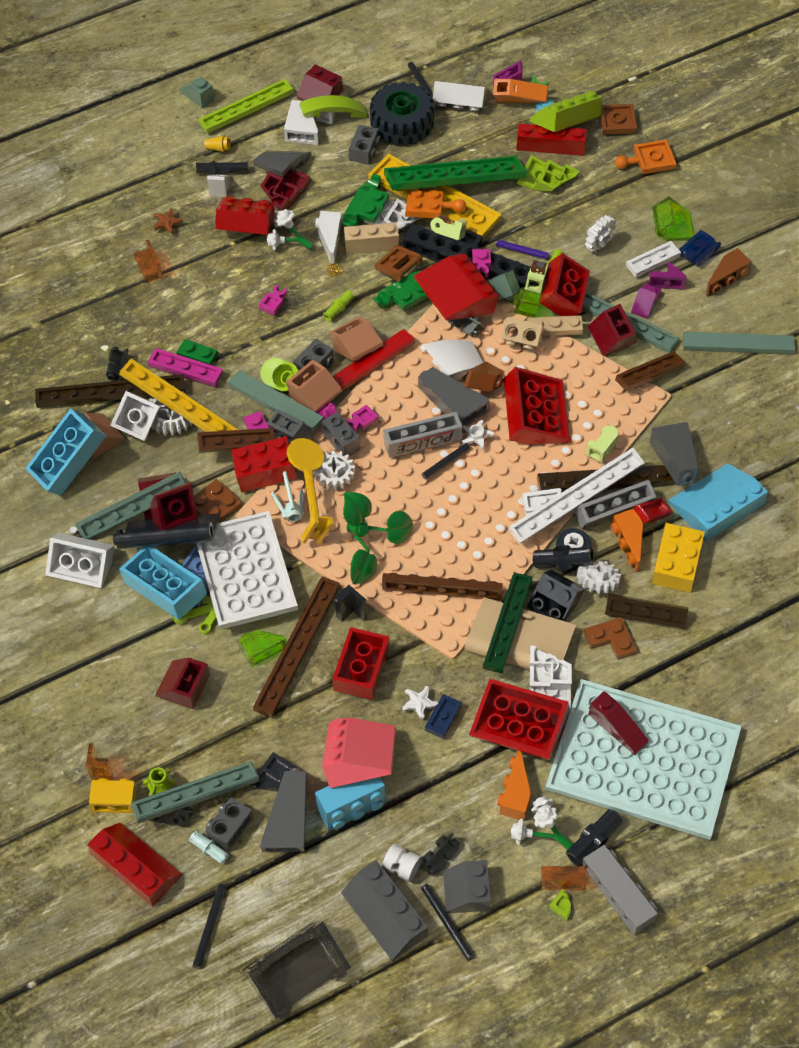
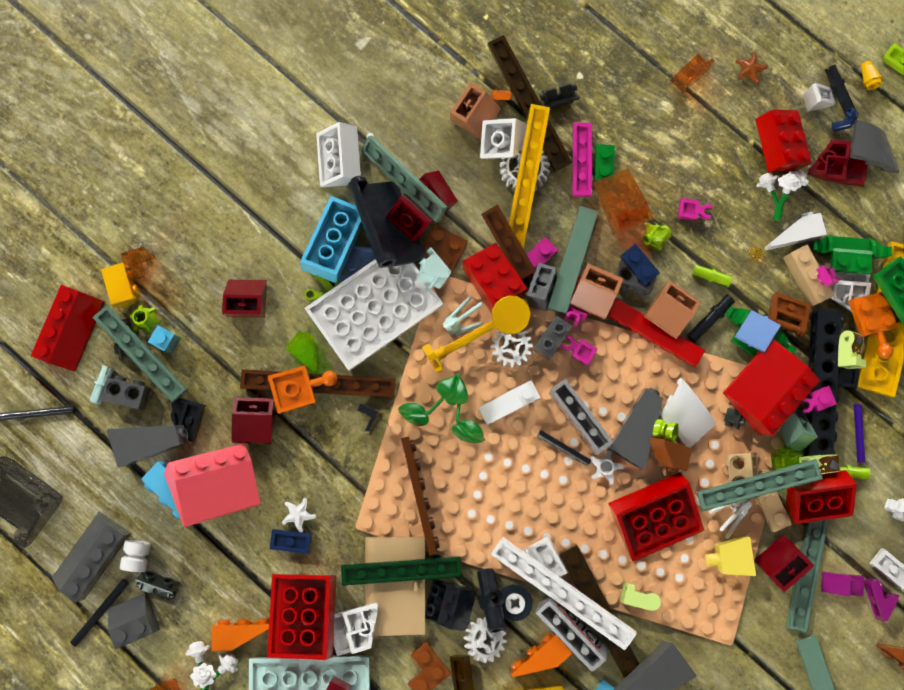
camera: 70 degrees right, 25 degrees up
(65, 452) = (434, 94): medium azure brick -> none
(93, 405) = (501, 95): none -> orange tile
(189, 768) = (164, 339): none -> medium azure brick
(233, 508) = (433, 270): none -> light aqua piece
(241, 346) = (622, 201): none -> clear orange slope
(250, 169) = (849, 120): none -> dark blue arm
(276, 373) = (603, 251): lime piece -> none
(283, 333) = (656, 236): none -> lime rock
(294, 660) = (295, 389): none -> orange plate
(305, 348) = (639, 264): none -> dark blue plate
(309, 707) = (253, 420): none -> dark red slope
(361, 663) = (314, 449): red brick -> none
(373, 313) = (716, 311): none -> black pin
(378, 219) = (827, 276): none -> dark pink plate
(385, 486) = (509, 402): none -> white slope
(403, 283) = (757, 331): none -> medium blue piece
(457, 374) = (665, 430): none -> lime wheel
(536, 319) = (759, 485): none -> sand green tile
(551, 347) = (740, 509): none -> white plant
(594, 363) = (733, 557): none -> light yellow torso
(650, 371) = (748, 617): reddish brown plate -> none
(653, 510) = (578, 671): red tile -> none

